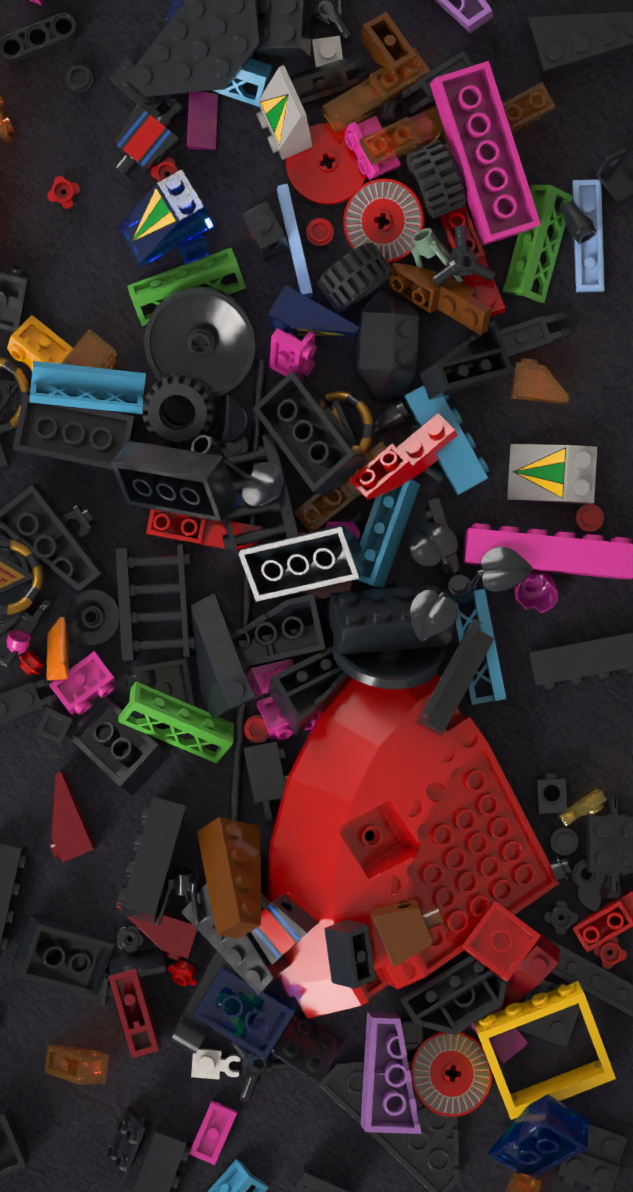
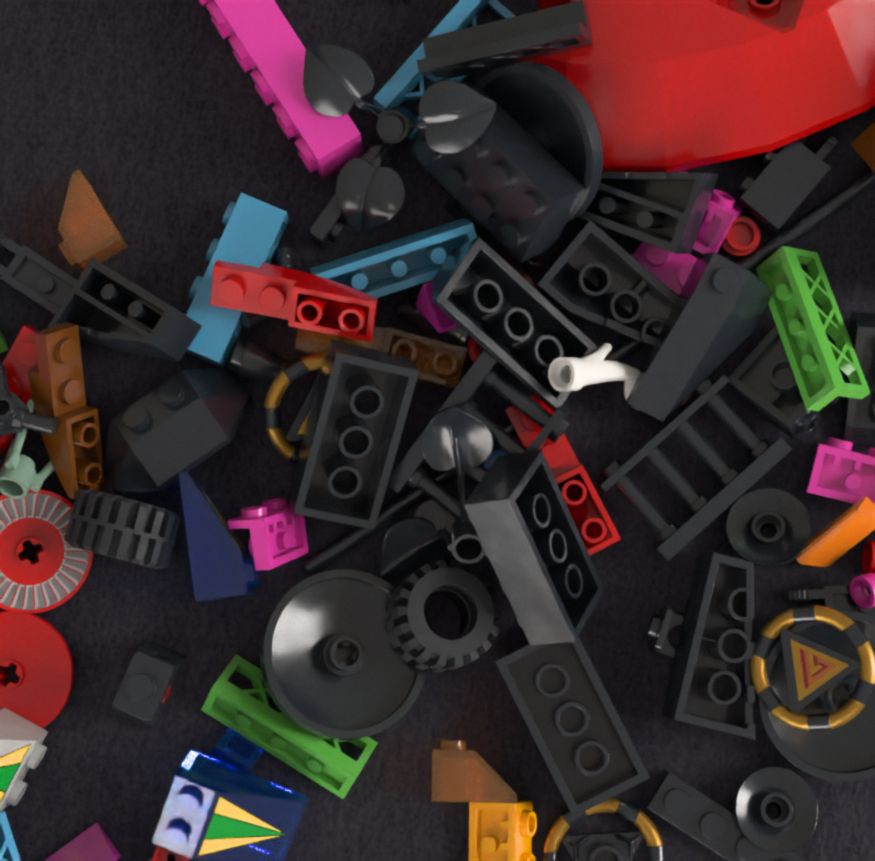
camera: 130 degrees left, 5 degrees down
(87, 385) = (501, 748): dark azure fence -> none
(249, 573) = (575, 372): none -> white plant
(294, 240) = (133, 639): light blue tile -> none
(319, 232) = (101, 618): red plate -> none
(537, 591) = (328, 26): magenta hair -> none
(552, 473) = (178, 126): light grey slope -> none
(589, 518) = (197, 48): red plate -> none

